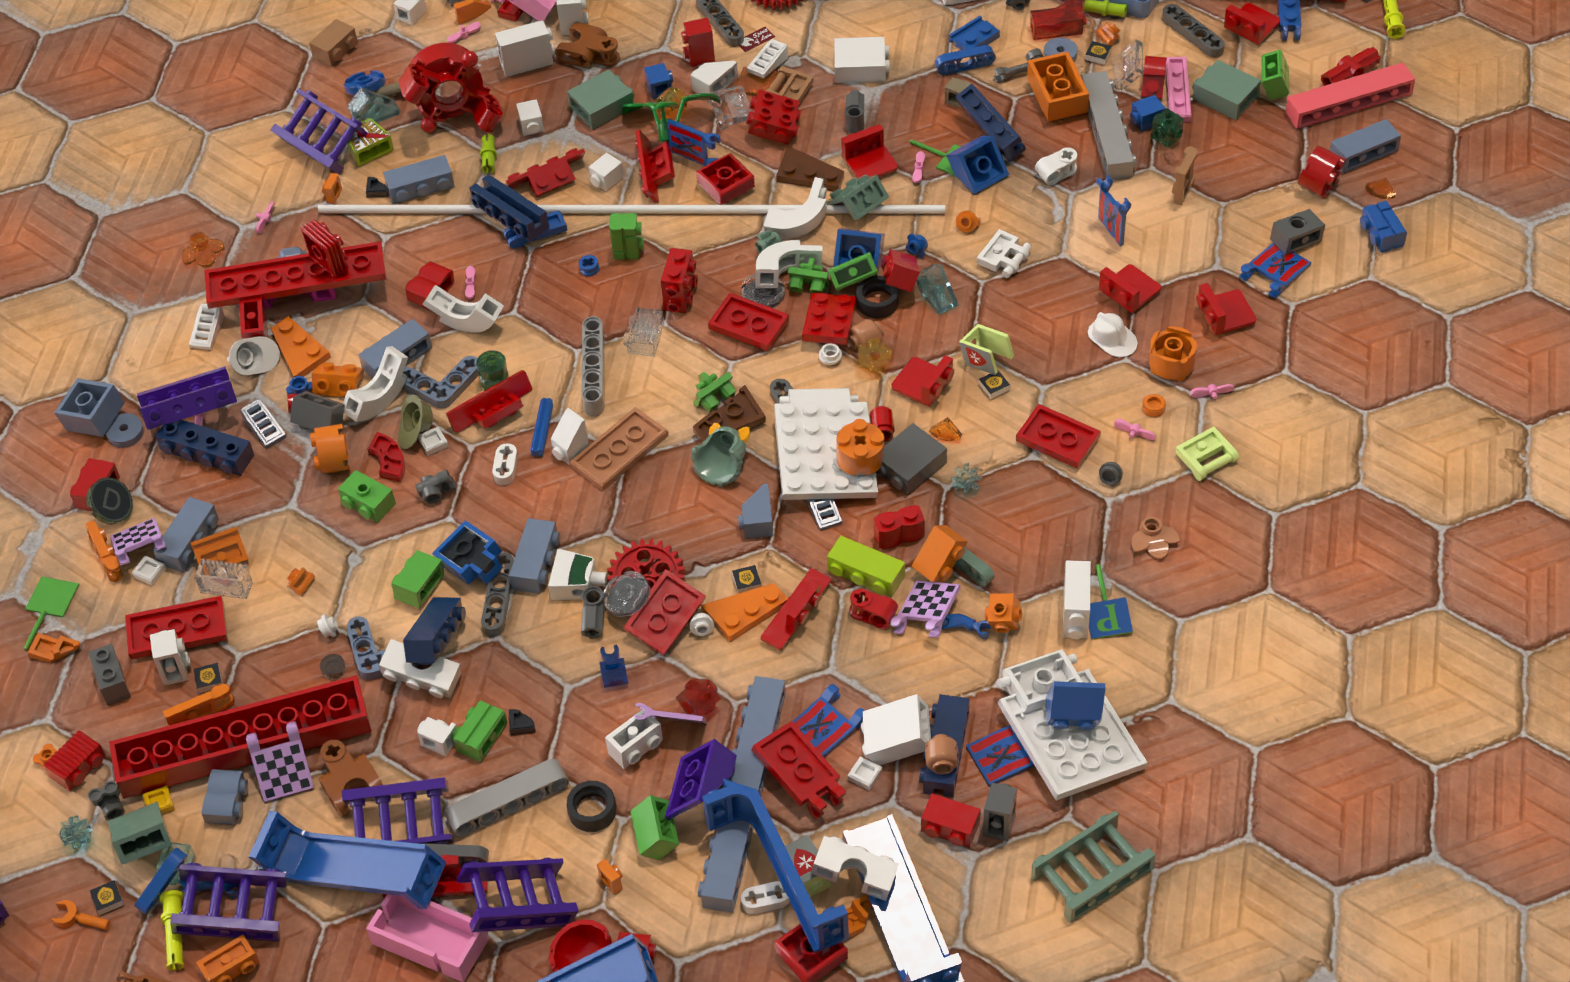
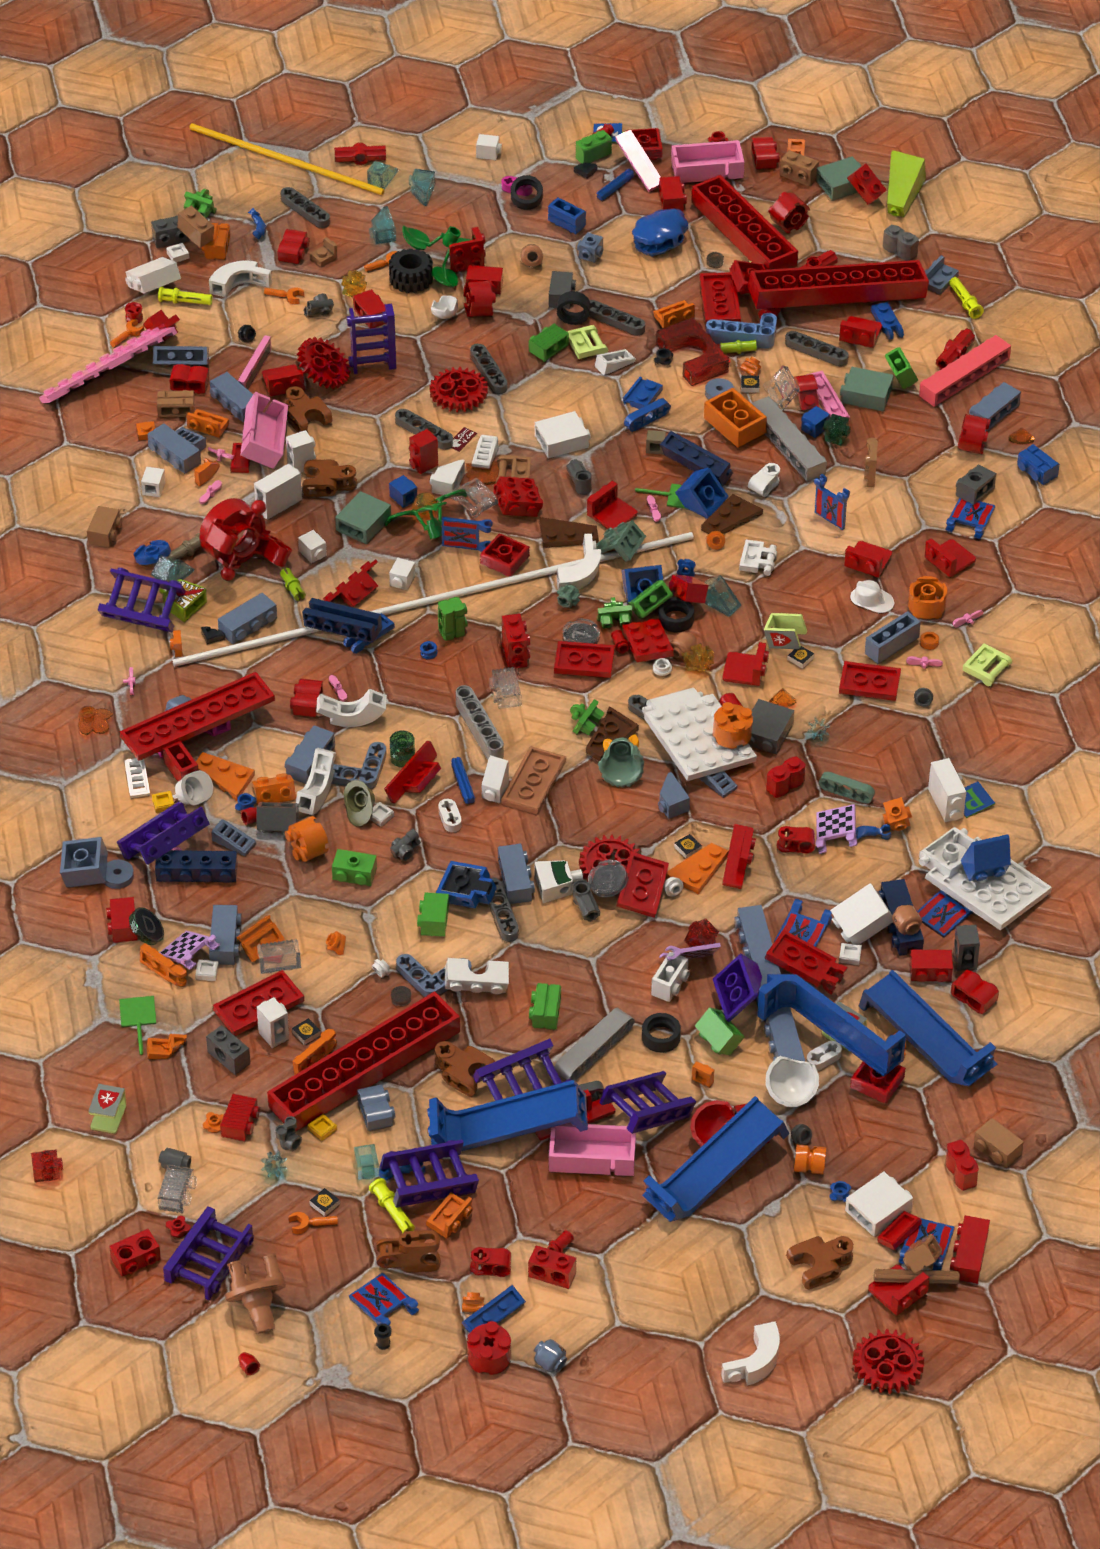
camera: 25 degrees left, 5 degrees down
(139, 833) = (330, 1147): sand green brick -> none
(160, 880) = (368, 1173): blue beam -> none
(217, 359) = (162, 801): none -> yellow tile
(282, 767) = (410, 1072): lavender flag -> none
(324, 247) = (220, 685): red brick -> none
(389, 456) = (352, 835): red tile -> none
(433, 630) = (477, 943): dark blue brick -> none
(436, 735) = (515, 1019): white brick -> none
(520, 723) = (572, 994): black tile -> none
(613, 668) = (622, 936): clear blue plate -> none
(655, 165) = (441, 556): red bracket -> none
(700, 922) = (791, 1081): none -> white cylinder
(779, 257) = (588, 602): white arch -> none
(798, 312) = (621, 644): none -> red pin
(836, 856) = (903, 1009): white arch -> none
(866, 566) = (774, 811): lime brick -> none
(940, 553) = (830, 786): orange brick -> none
(987, 872) = (974, 991): none -> red brick
(1002, 194) = (729, 514): none -> reddish brown wing
(1004, 73) = (699, 400): dark grey brick -> none
(1097, 890) = (1058, 980): sand green fence -> none
(1107, 390) = (892, 637): none -> sand blue brick
(1154, 540) = (977, 734): nougat plate -> none

